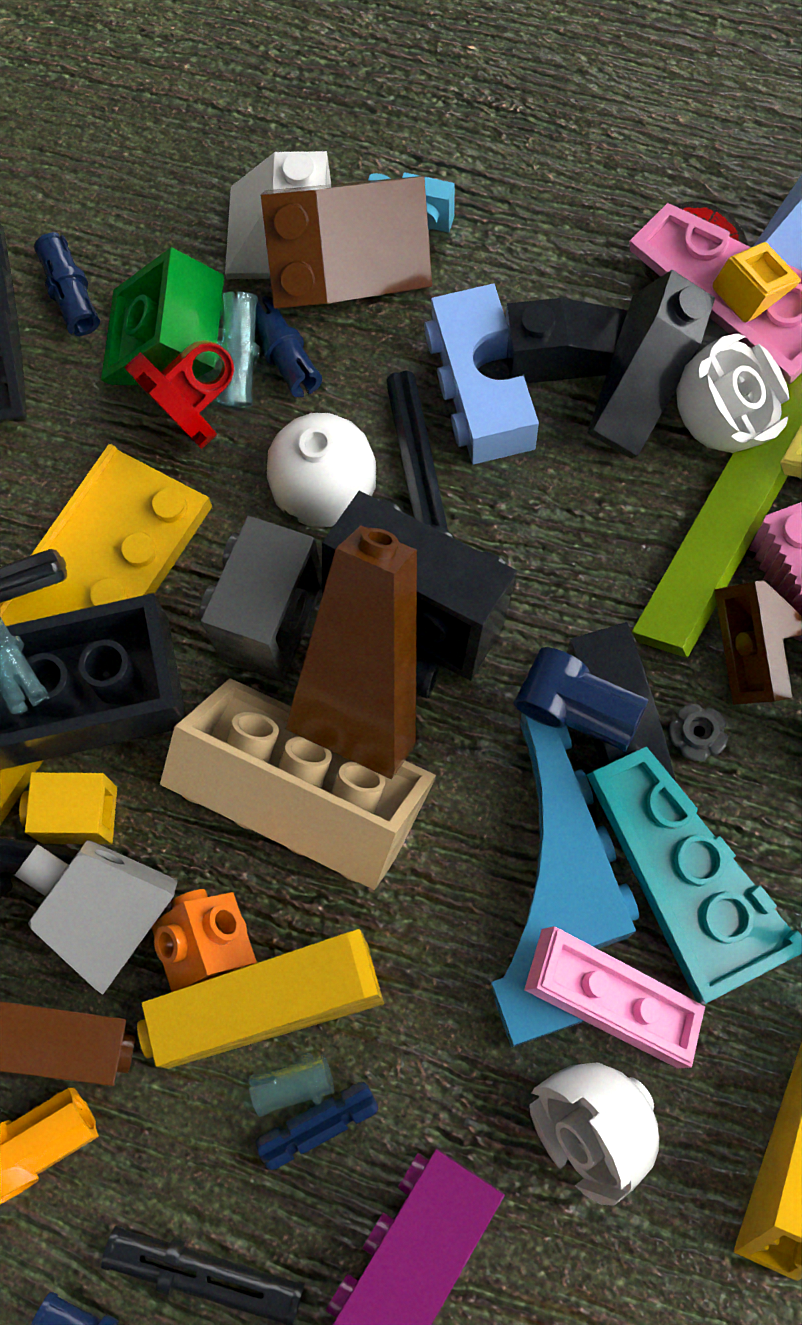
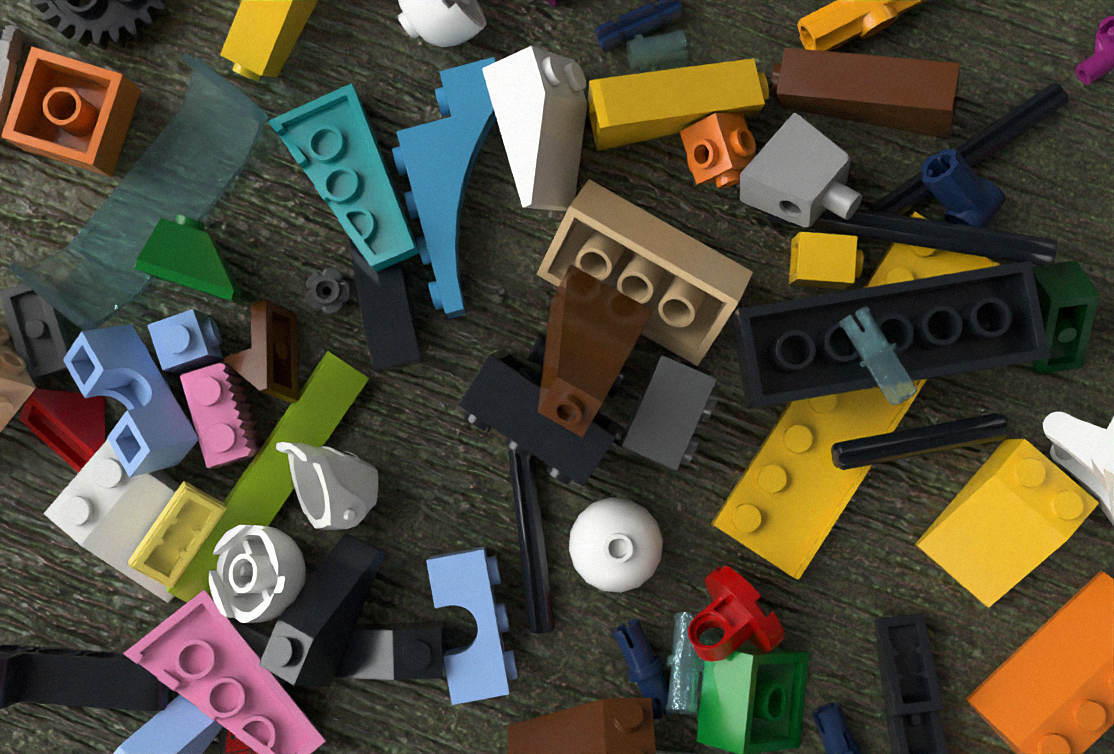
camera: 175 degrees right, 15 degrees up
(443, 950) = (541, 123): none -> white slope
(564, 693) = (427, 306): dark blue piece -> none
(615, 997) = (417, 85): bright pink tile -> none
(657, 501) = (331, 484): none -> white helmet
(754, 281) = (220, 680): yellow slope -> none

